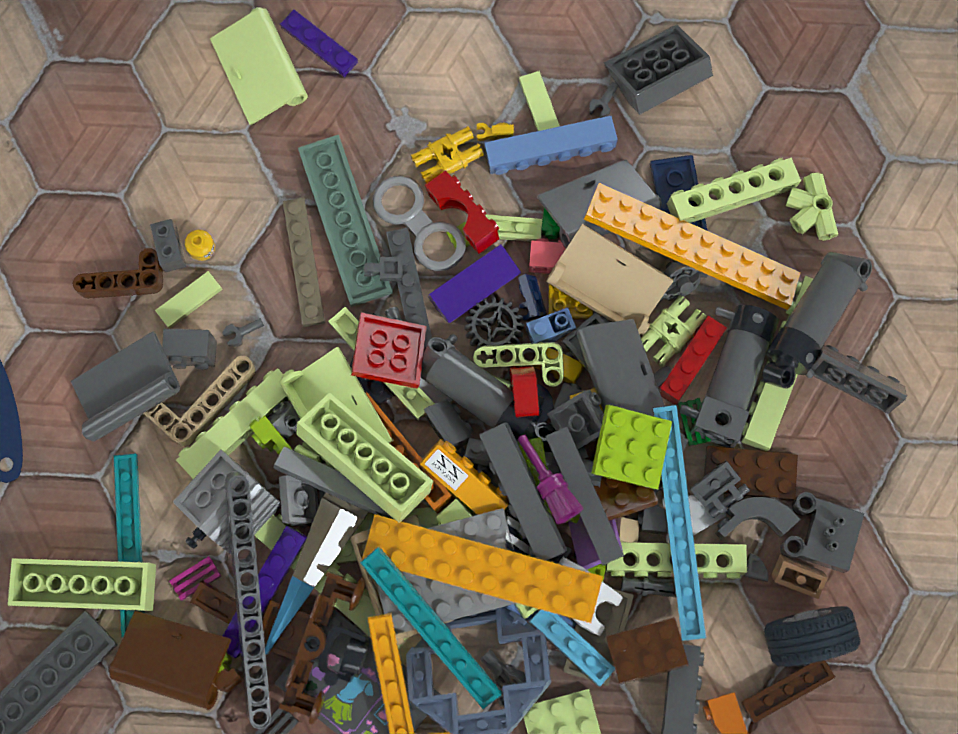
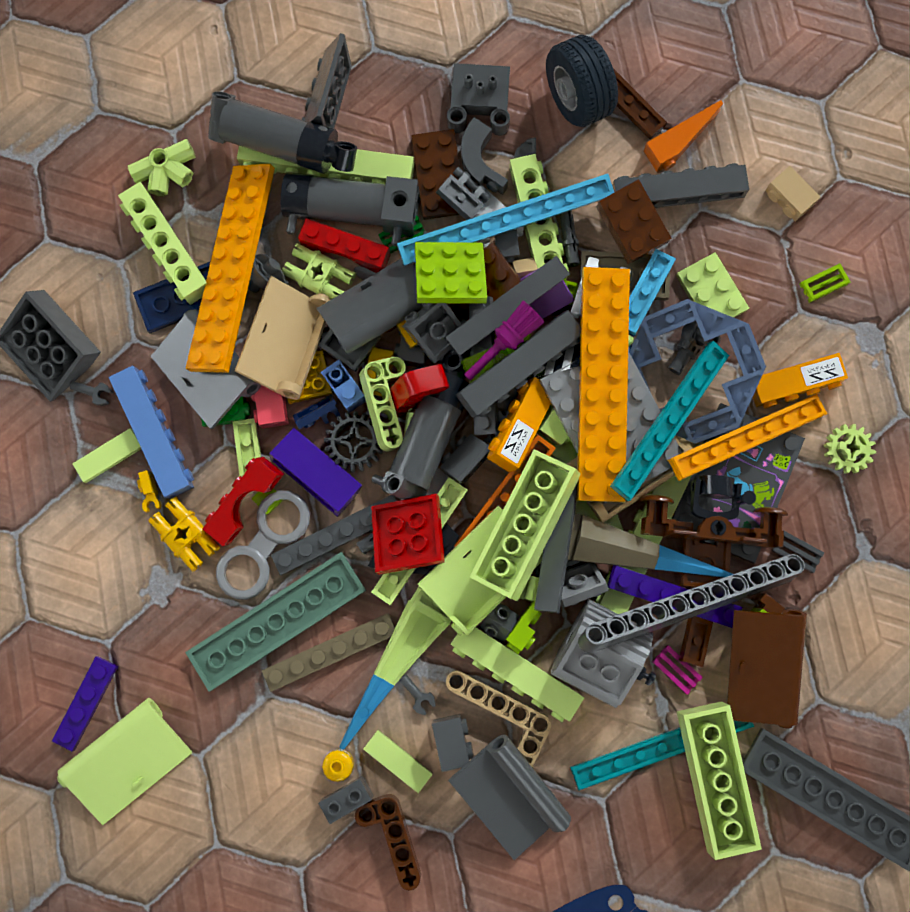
camera: 100 degrees left, 5 degrees up
(294, 335) = (415, 631): none -> yellowish green plate
(389, 269) = (320, 560): dark grey plate -> none
(799, 576) = (526, 108): medium nougat brick -> none

